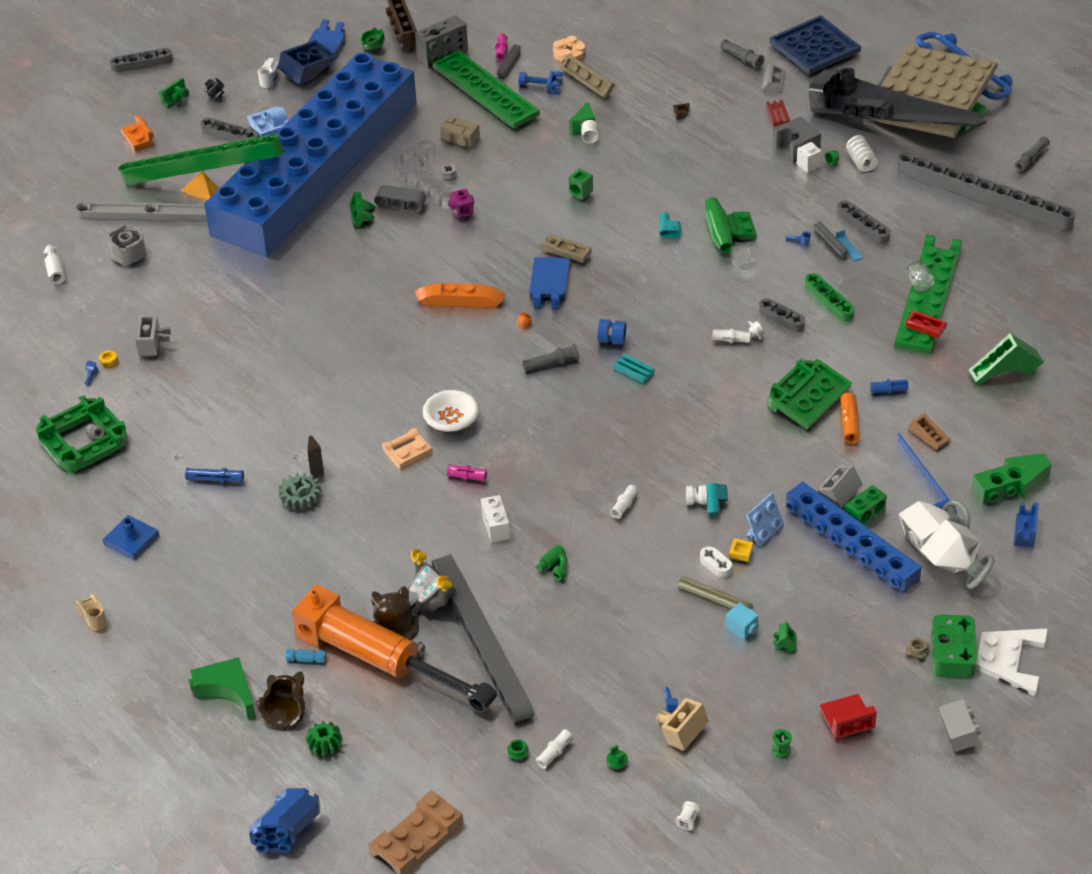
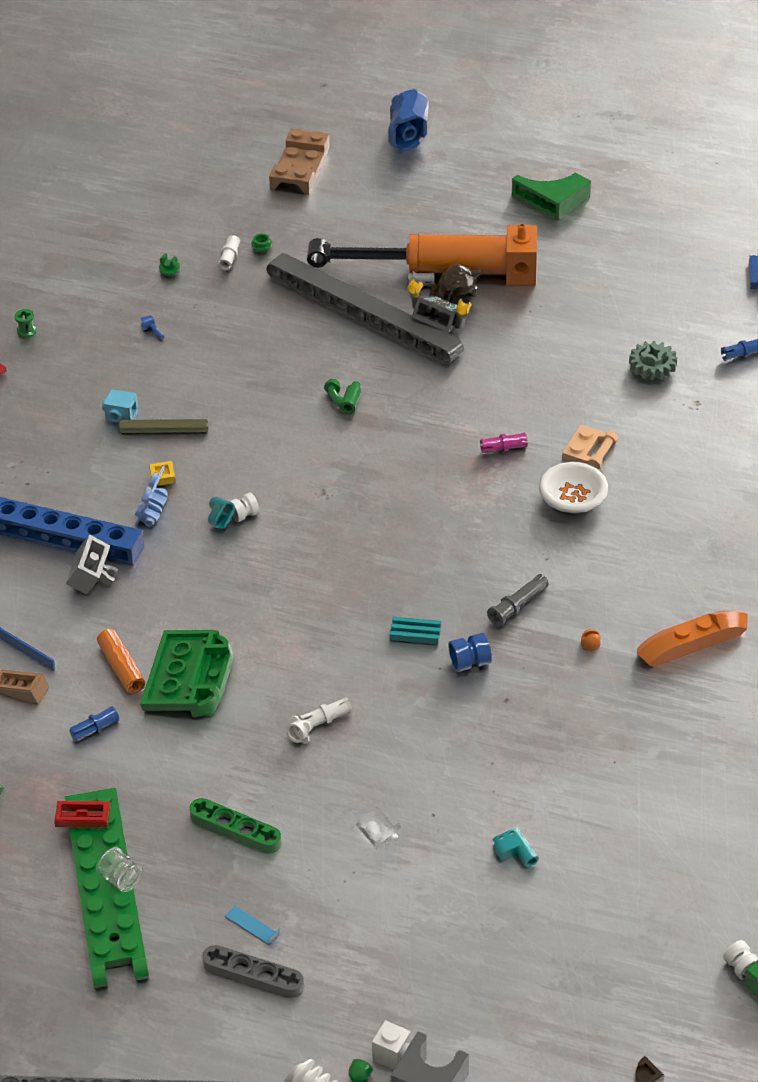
camera: 150 degrees right, 0 degrees up
(92, 612) = (729, 200): tan piece -> none
(283, 701) = (493, 200): dark brown hair -> none
(314, 457) = (665, 381): dark brown slope -> none
(323, 738) = (433, 189): green gear -> none
(495, 518) = (433, 404): white brick -> none
(549, 280) = (605, 703): blue tile -> none
(565, 248) = (620, 753): dark tan plate -> none
(580, 183) = (675, 848): green brick -> none
(624, 501) = (316, 476): white pin -> none
(683, 724) = (123, 300): tan brick -> none
(688, 816) = (78, 247): white bush -> none
(714, 563) = (183, 456): white beam -> none
(725, 226) = (435, 874): green plate -> none
(785, 637) = (69, 409): green tile -> none
(792, 320) = (288, 781): dark grey beam -> none
(804, 238) = (324, 906): blue hand -> none
(831, 239) = (282, 919): dark grey axle -> none
(867, 505) = (50, 559): green brick -> none

